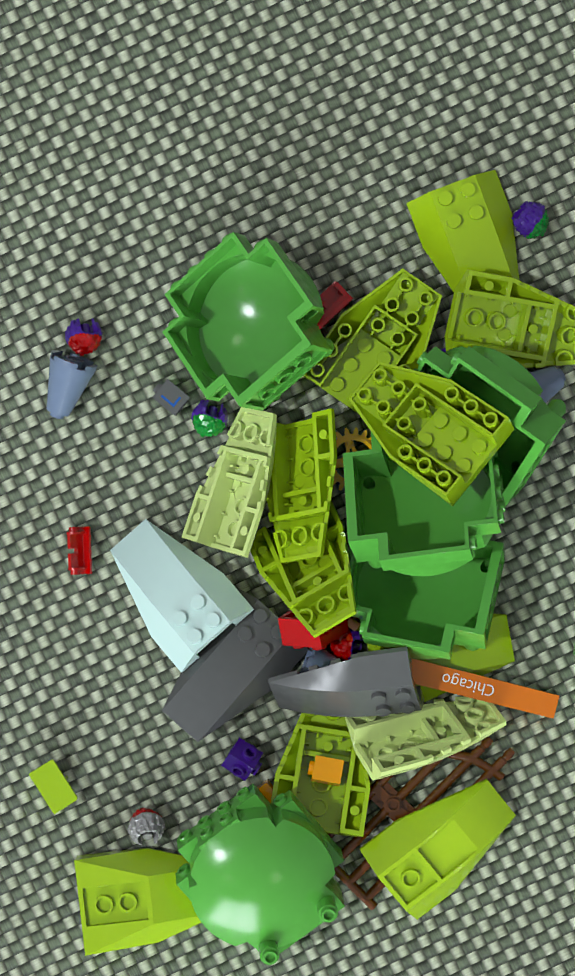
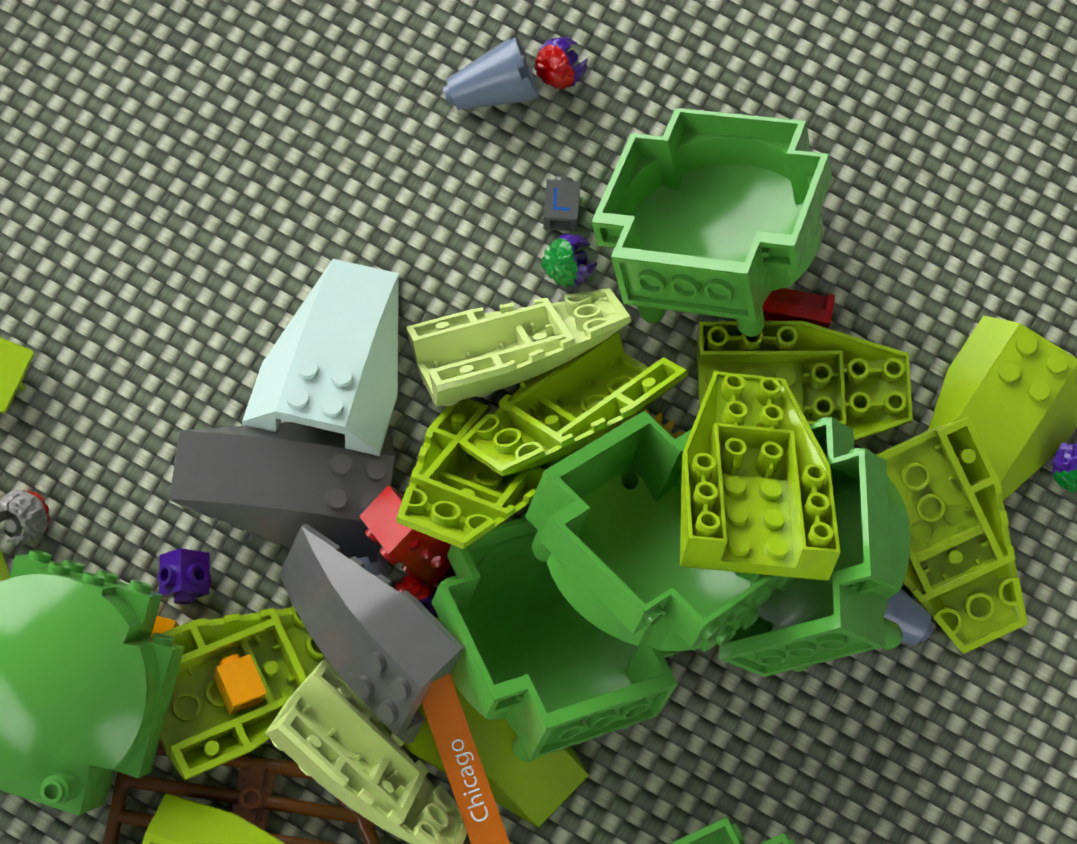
camera: 55 degrees right, 15 degrees down
(80, 540) = (296, 231): red hinge -> none

